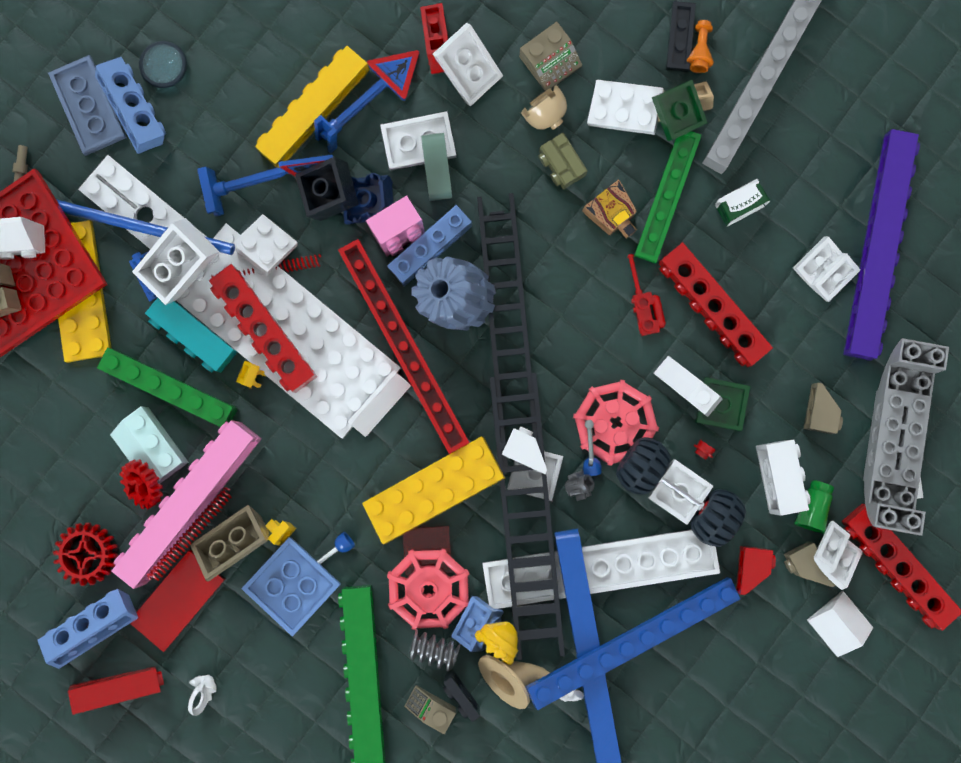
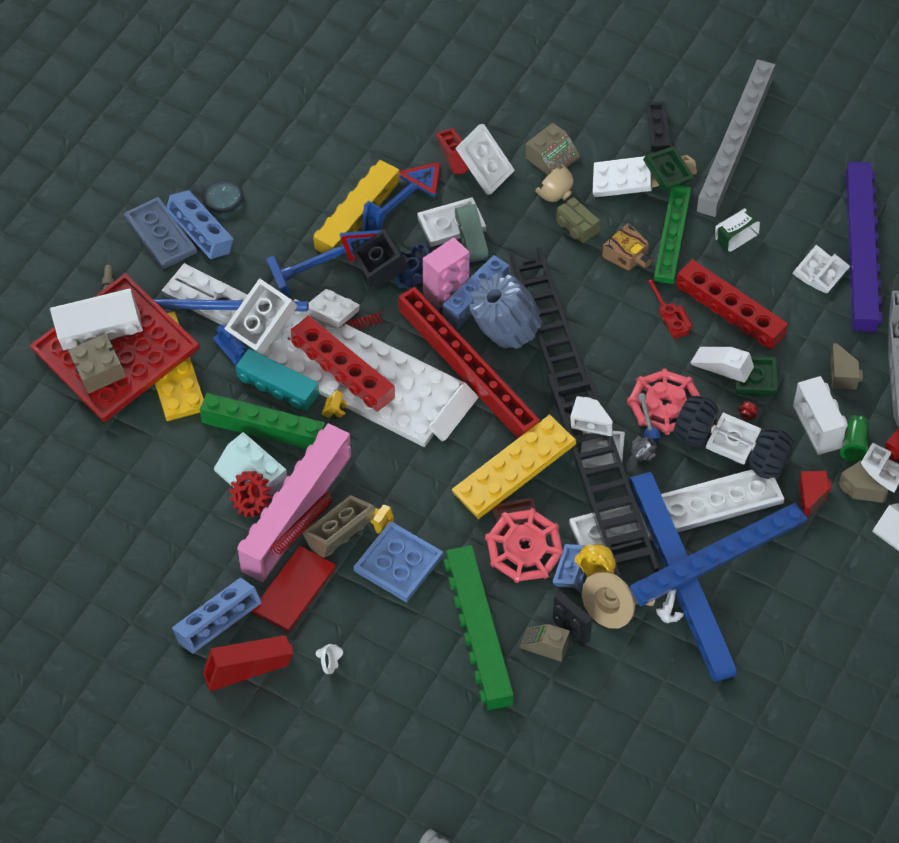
camera: 10 degrees left, 30 degrees down
(87, 544) = (218, 562): red gear -> none
(342, 543) = (439, 523): blue hinge -> none
(433, 650) = (537, 591): flat silver piece -> none
(700, 57) = (677, 136): orange piece -> none

